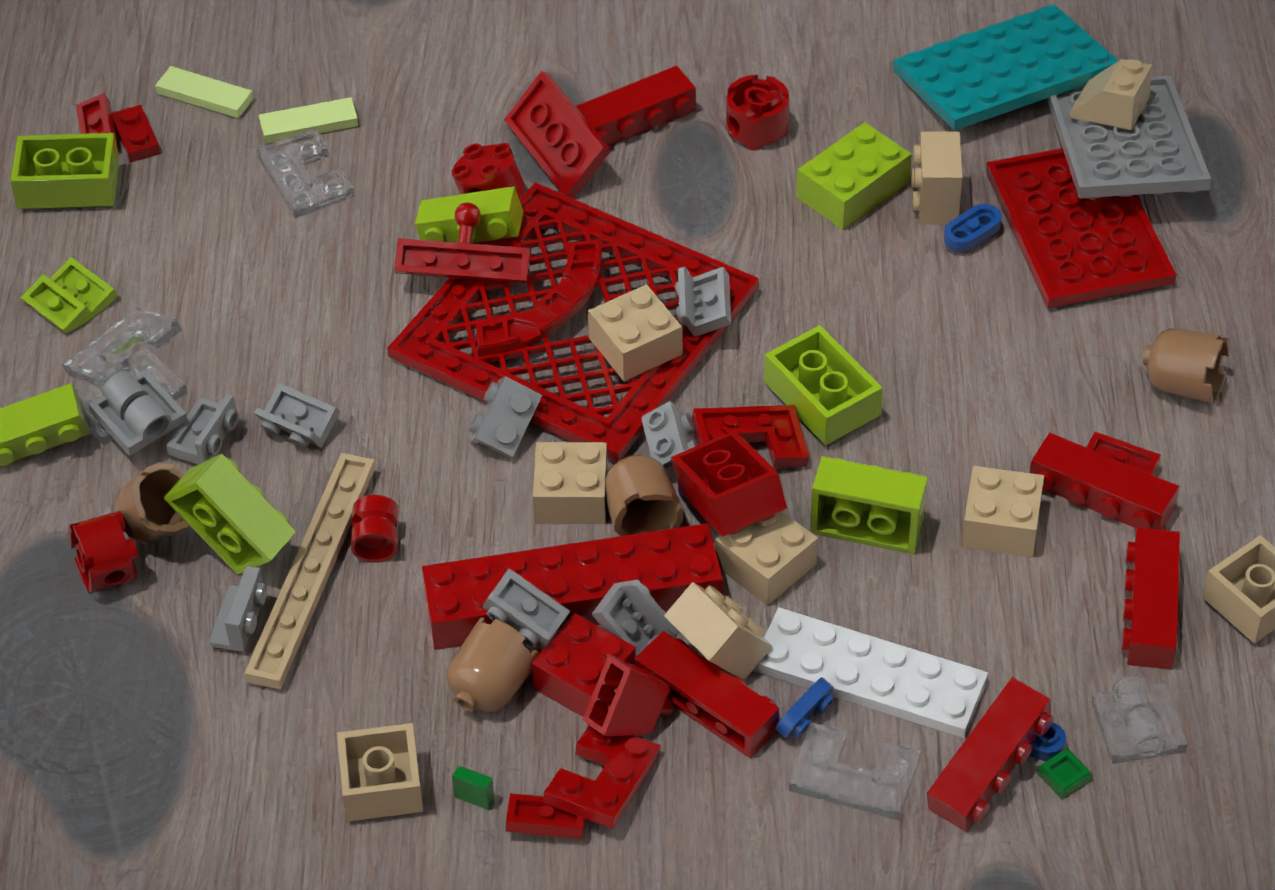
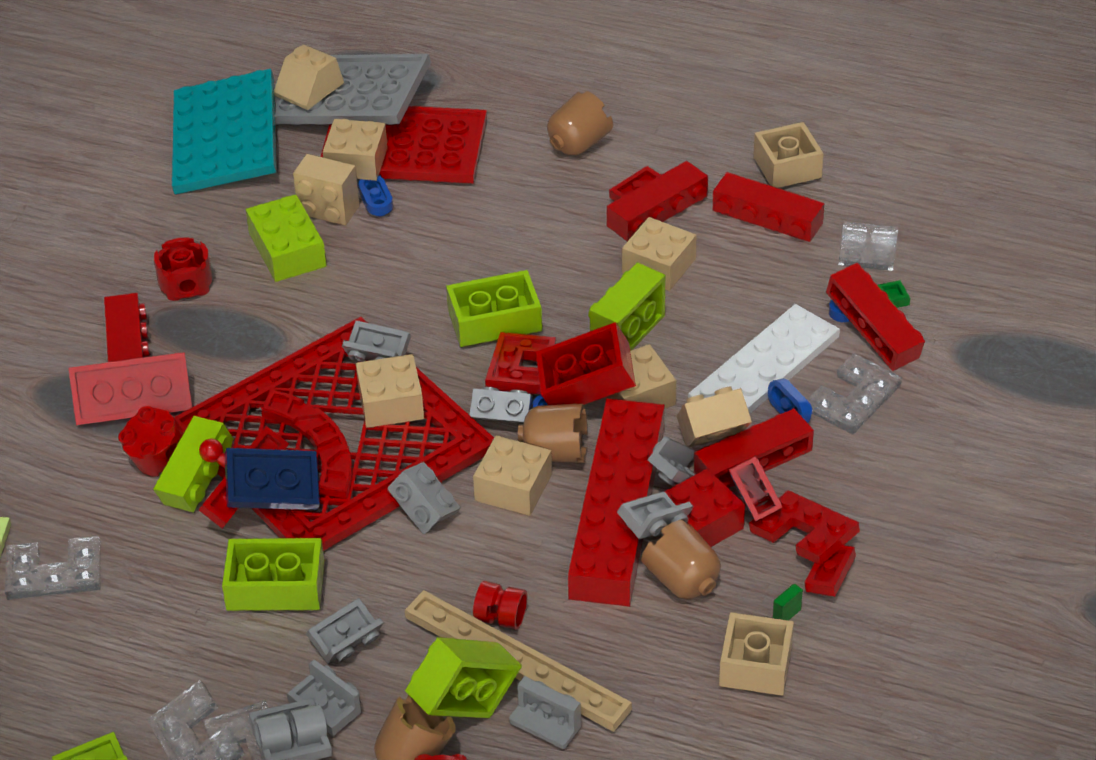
camera: 70 degrees left, 5 degrees down
(346, 332) = (273, 574): none -> lime brick
(457, 279) = (271, 479): none -> dark blue plate
(1016, 177) = (358, 144): none -> tan brick

